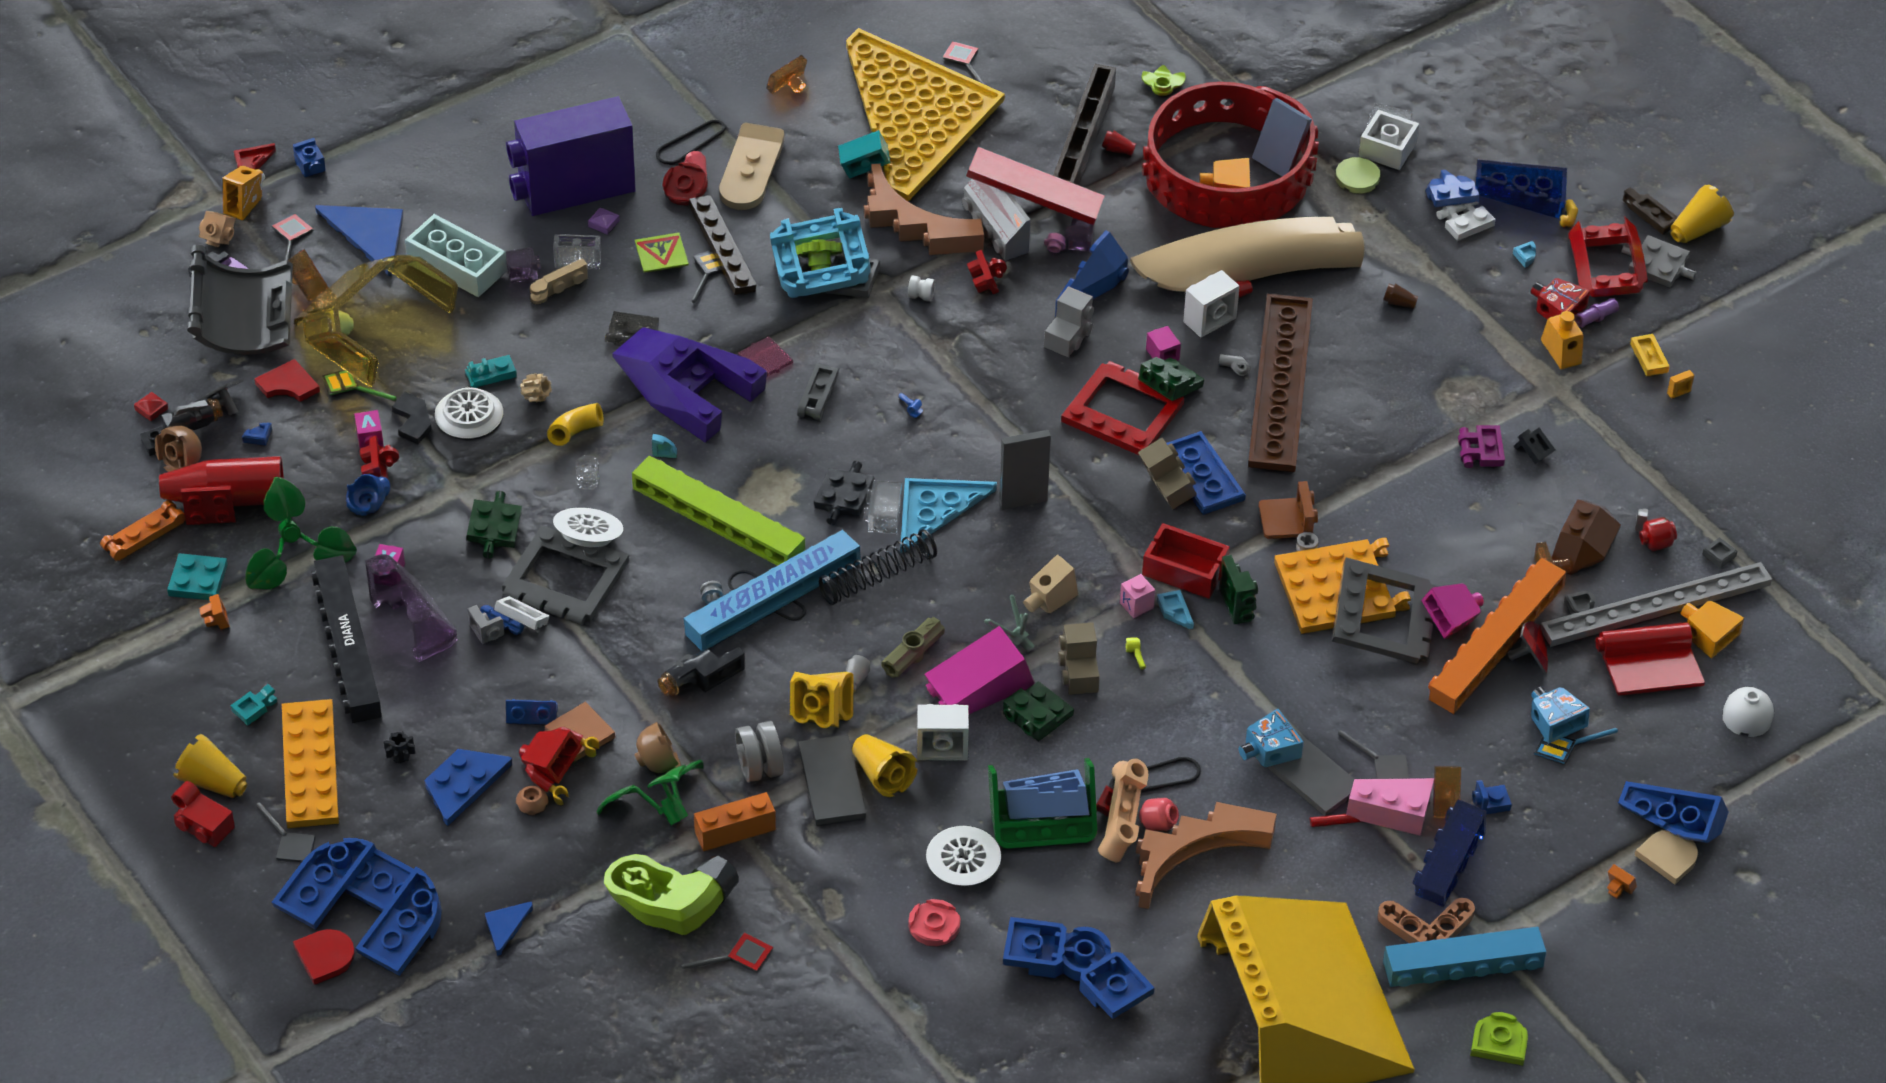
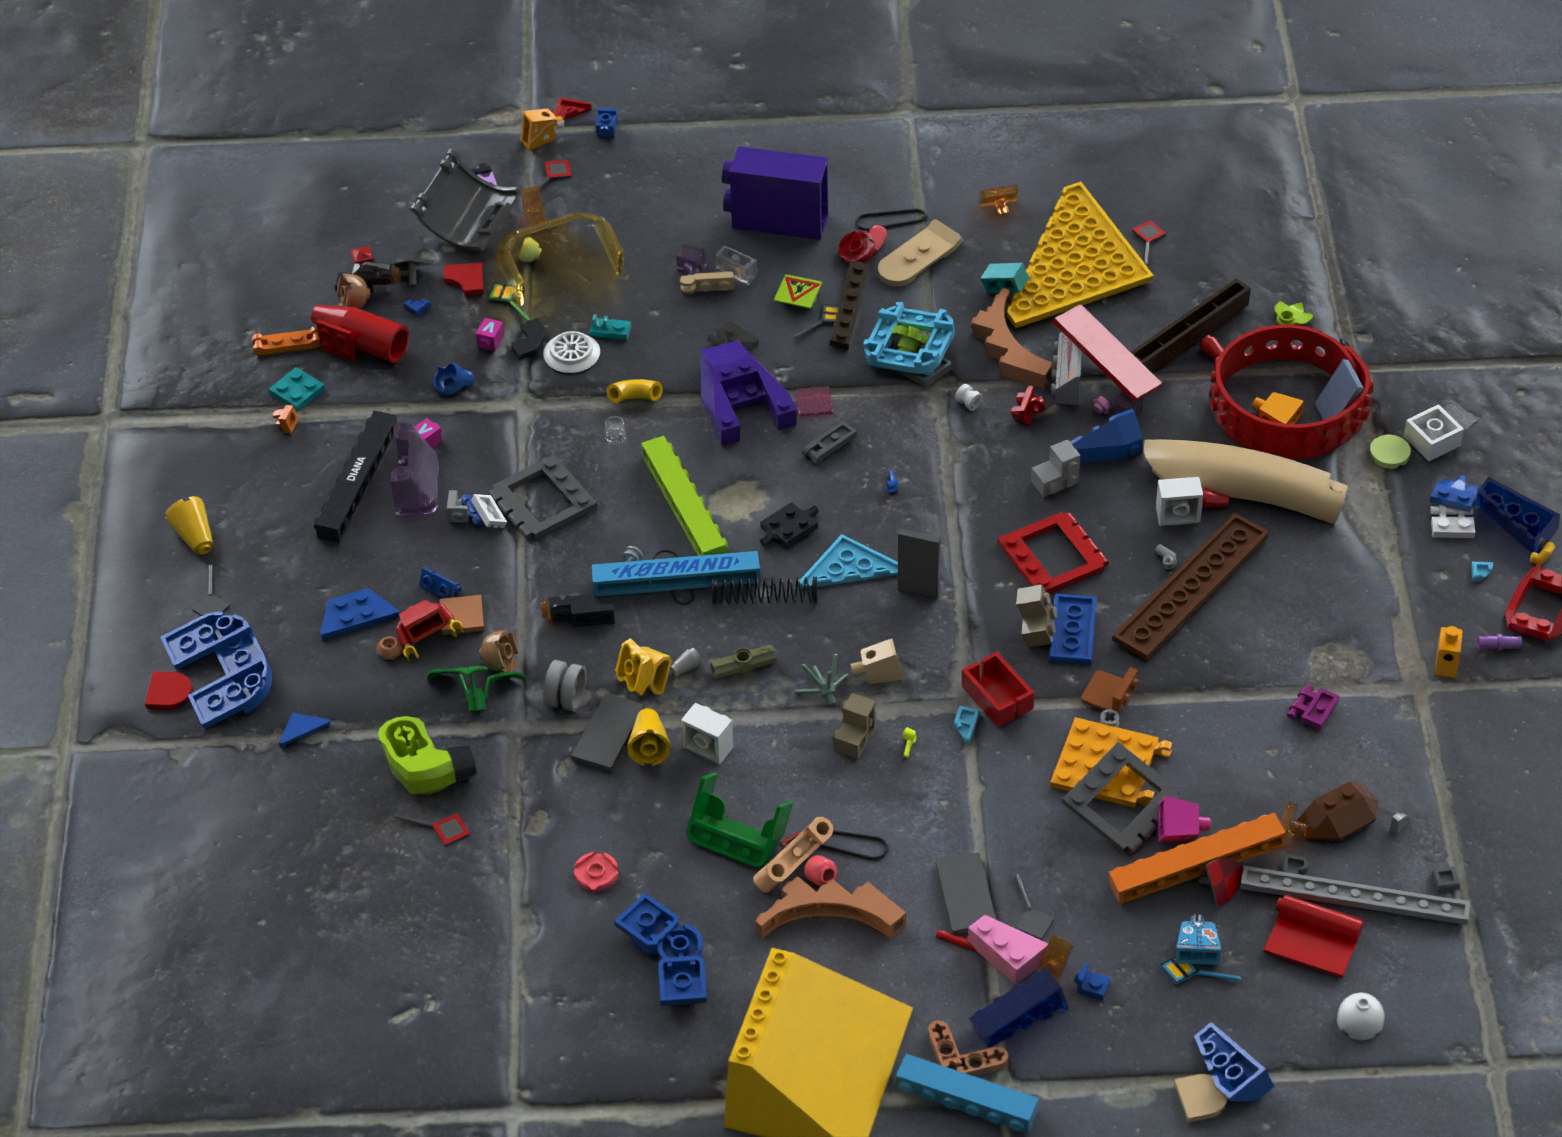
camera: 35 degrees right, 0 degrees up
(201, 815) = (163, 556): red hinge -> none
(216, 228) = (501, 147): light nougat brick -> none
(253, 706) = (257, 494): teal plate -> none
(281, 504) = (371, 357): green plant -> none
(310, 763) = (265, 553): light orange plate -> none
(367, 229) = (608, 190): blue tile -> none
(379, 457) = (479, 358): red hips -> none
(399, 747) = (329, 568): black gear -> none
(458, 254) = (648, 233): light aqua brick -> none
(494, 523) = (523, 439): dark green plate -> none
(535, 387) = (627, 353): tan gear -> none
(587, 526) = (581, 468): white piece -> none
(603, 220) = (778, 251): medium lavender tile -> none
(663, 447) = (684, 435): medium azure tile -> none
(734, 821) = (511, 729): orange brick -> none
(884, 506) = (805, 548): clear brick -> none
(980, 673) = (773, 705): dark pink slope -> none
(982, 857) = (638, 834): white piece -> none
(1036, 710) = (797, 751): dark green plate -> none
(1046, 796) = (741, 815): medium blue wedge -> none
(1137, 596) = (940, 699): bright pink brick -> none
(1163, 344) = (1119, 519): dark pink brick -> none
(1169, 378) = (1103, 545): dark green plate -> none
(1237, 591) = (1016, 731): dark green plate -> none
(1272, 741) = (948, 855): dark azure torso -> none
(1399, 296) = (1342, 559): reddish brown cone -> none
(1535, 444) = (1357, 724): black bracket -> none
(1560, 297) = (1475, 619): red torso -> none
(1620, 881) = (1139, 1097): orange tile -> none
(1649, 355) = (1516, 695): yellow plate -> none
(1658, 533) = (1400, 840): red head -> none
(1680, 384) = (1522, 729): light orange tile -> none
(1712, 626) = (1385, 934): light orange torso -> none

